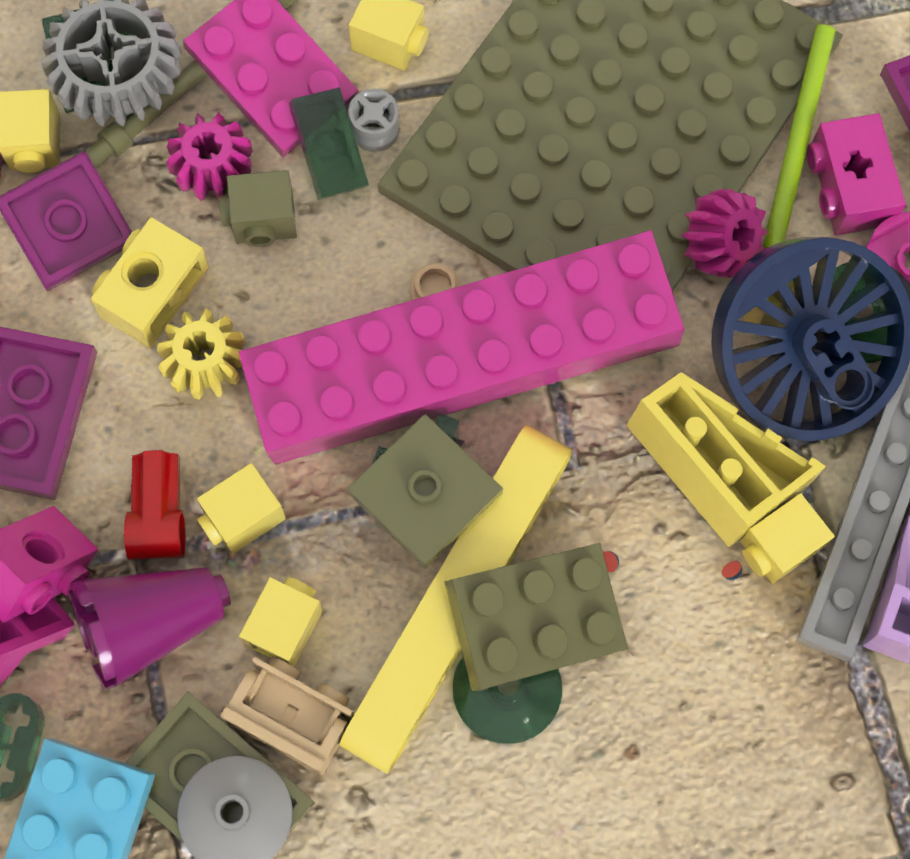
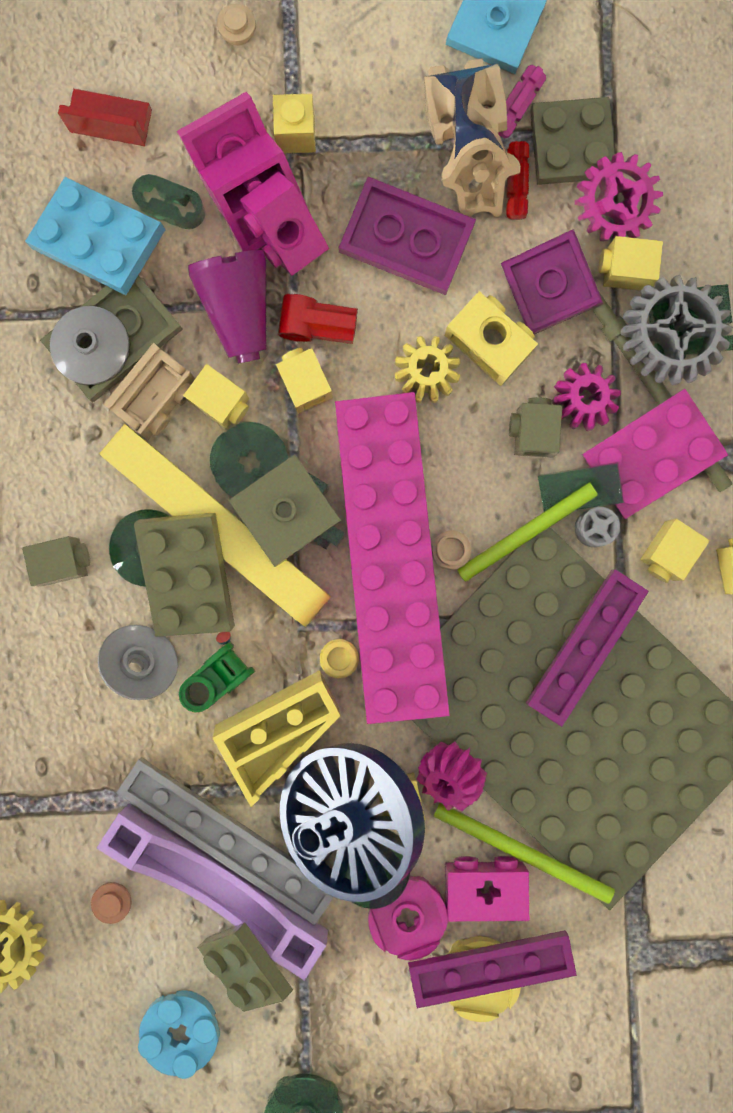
camera: 100 degrees right, 15 degrees up
(341, 588) = (238, 443): none -> clear green plate
(395, 196) = (527, 531): none -> lime bar
(529, 100) = (587, 647): none -> magenta plate
(551, 804) = (56, 561): none -> olive brick
(605, 405) = (339, 658): none -> light yellow tile
(659, 647) = (139, 646): none -> light grey dish
(666, 553) = (216, 677): none -> green piece
(732, 570) = (201, 723): coral piece -> none
(785, 539) = (207, 768): light yellow brick -> none

